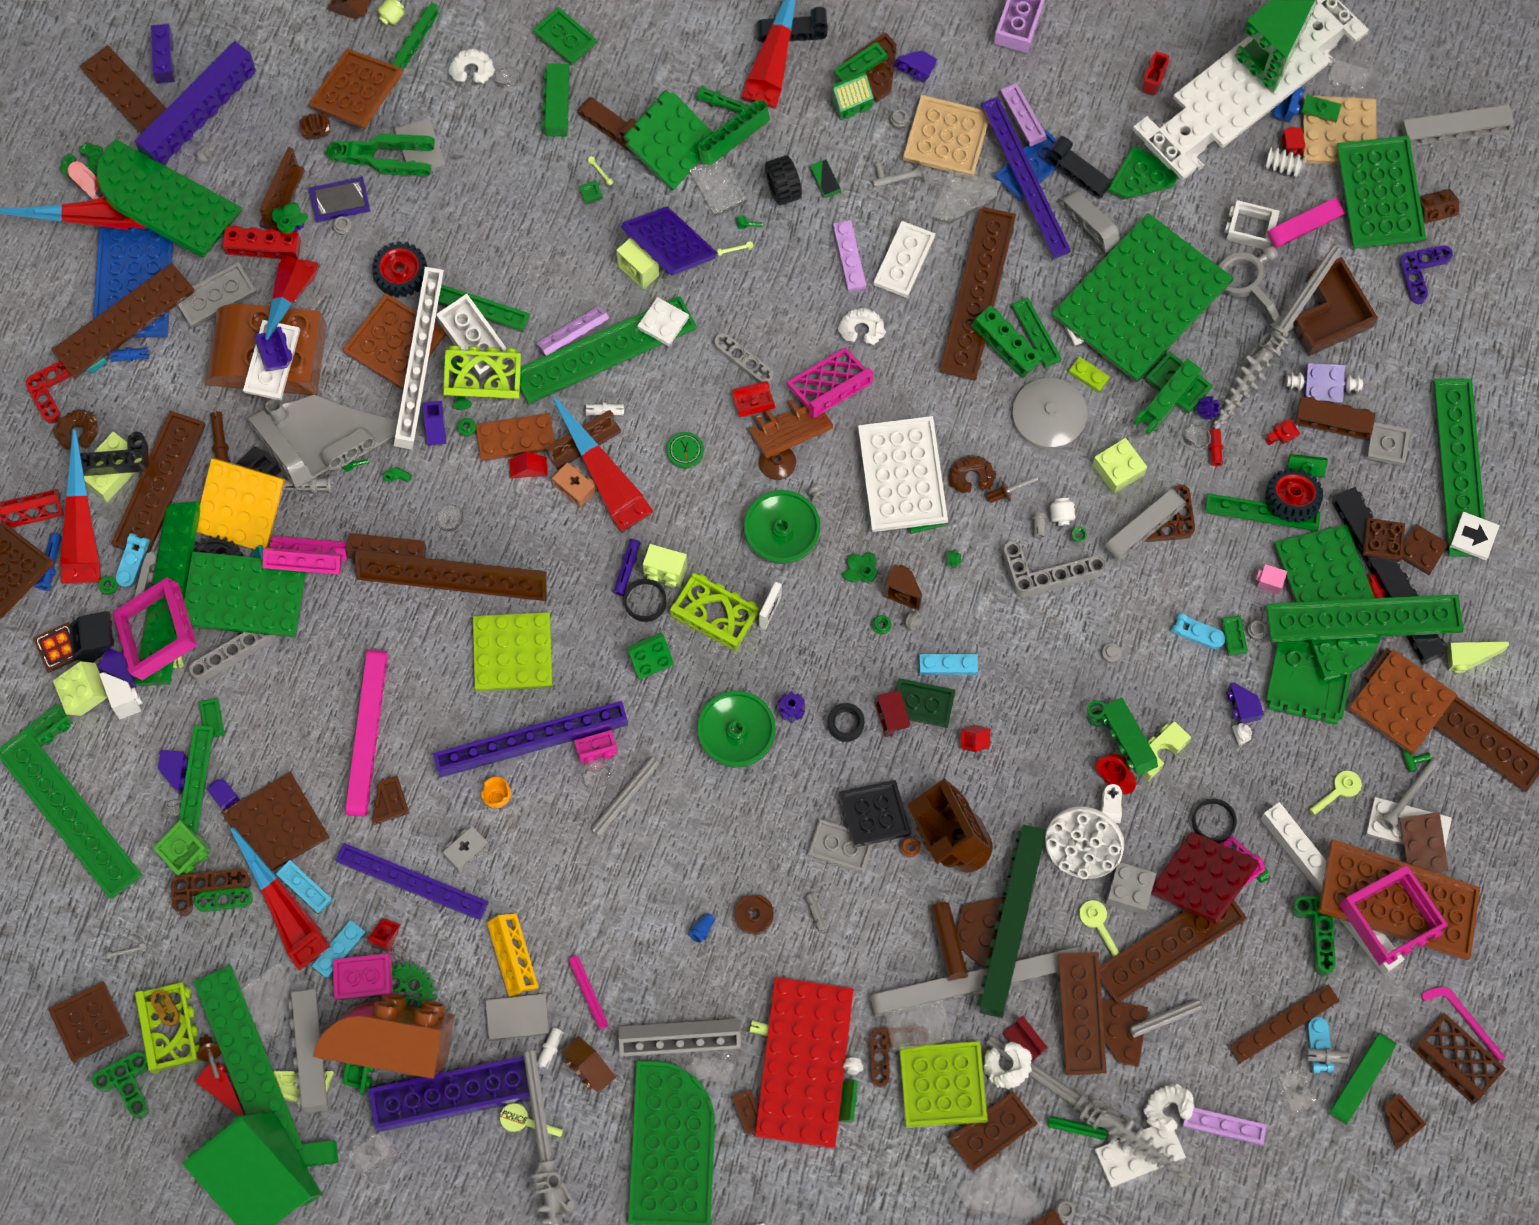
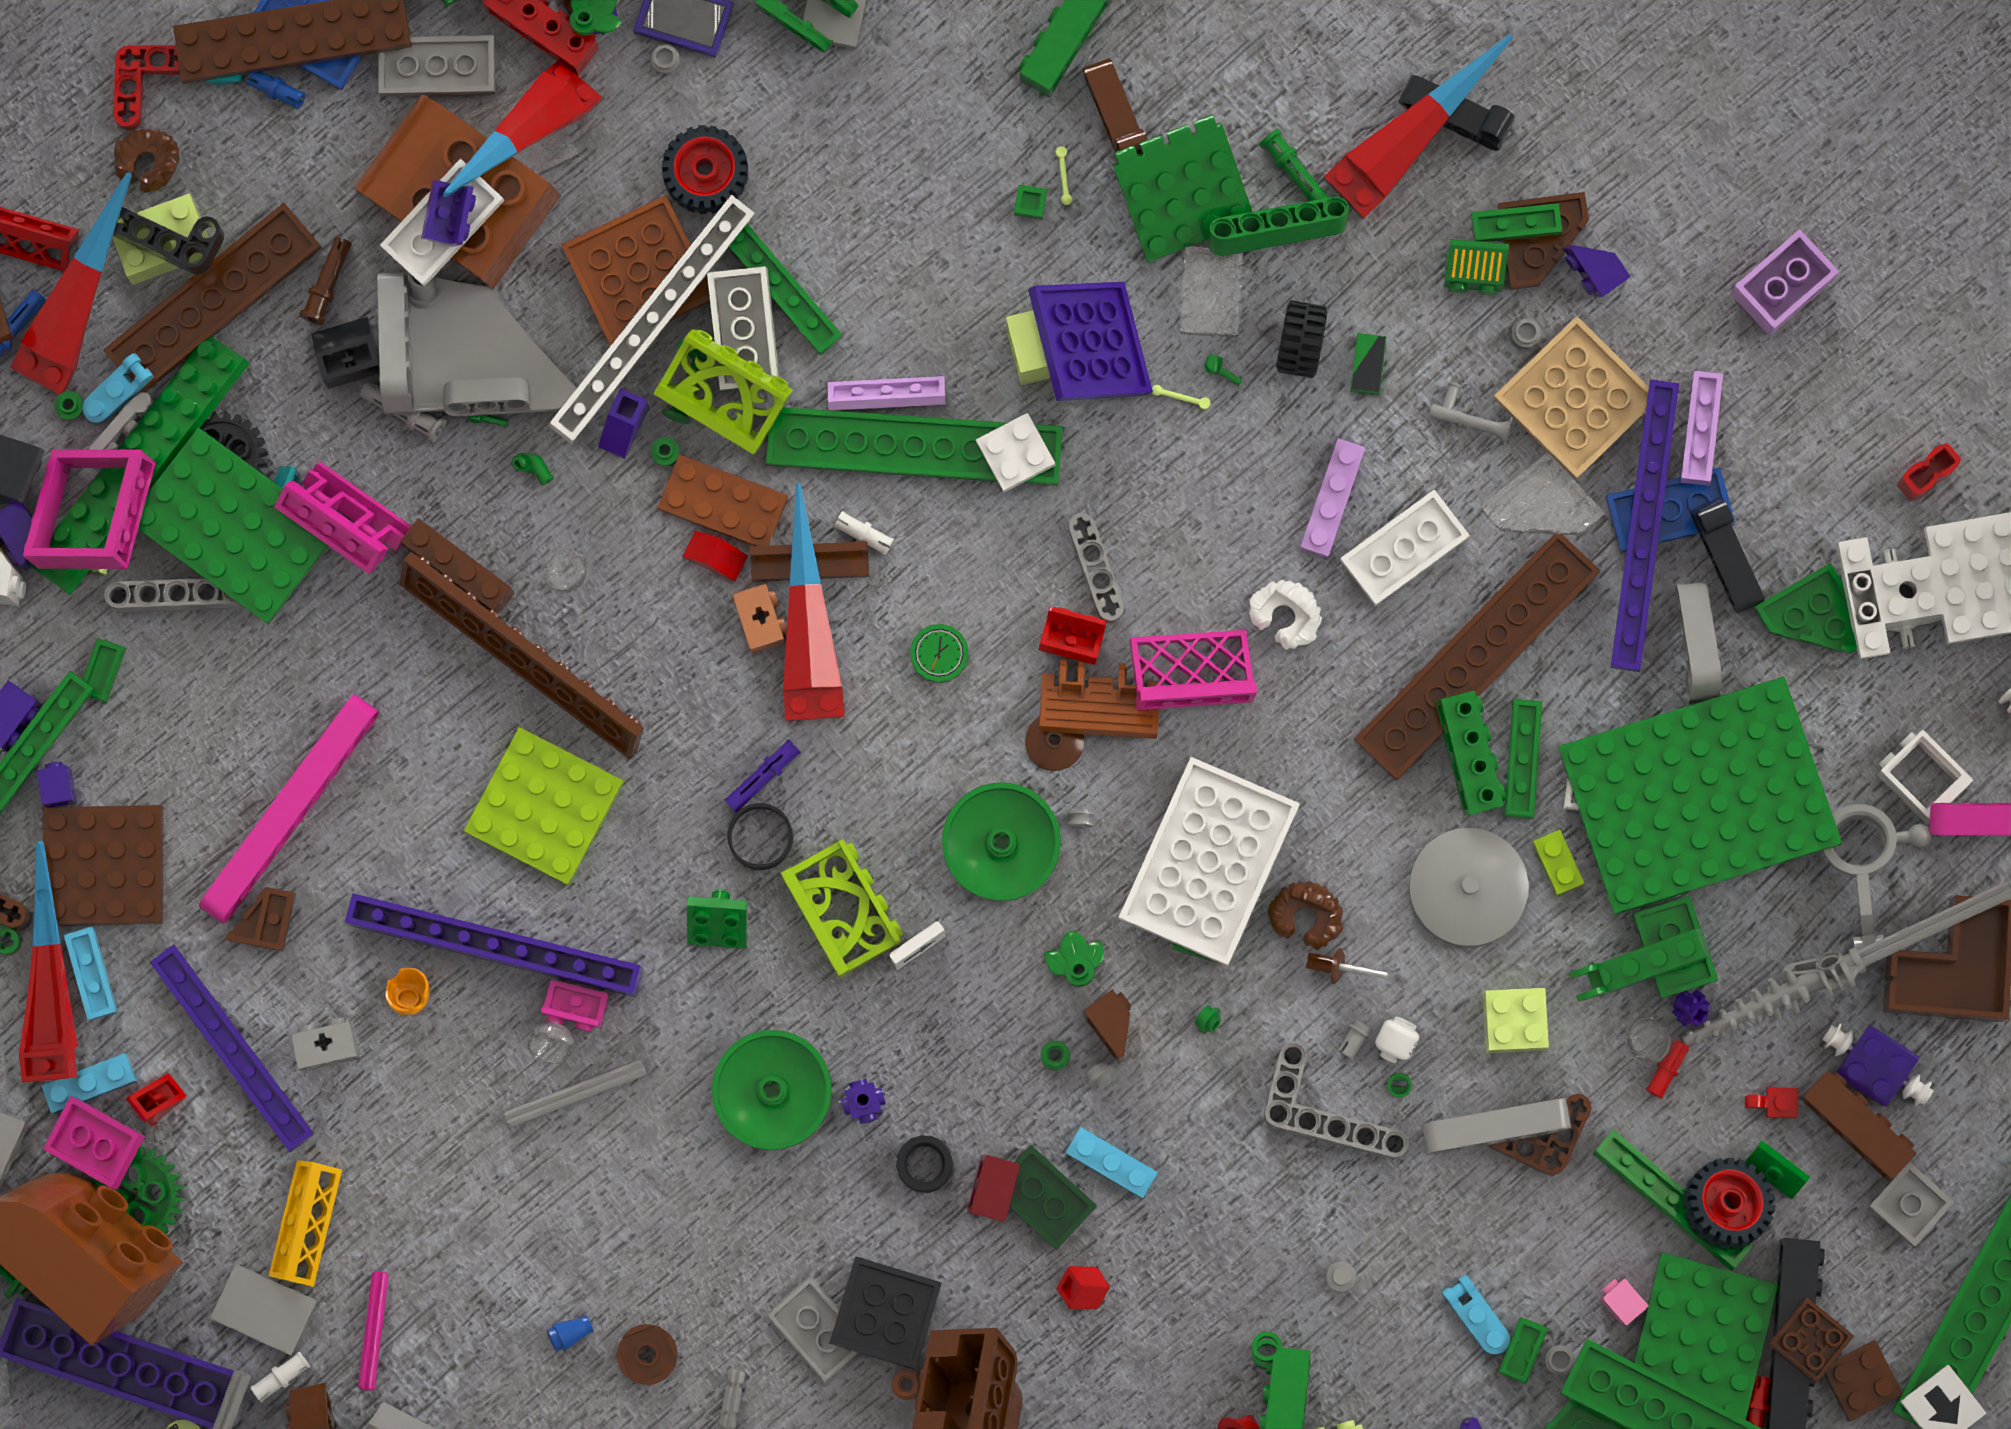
camera: 35 degrees right, 10 degrees up
(239, 504) = (298, 394): yellow plate -> none
(665, 566) = (809, 807): yellowish green brick -> none

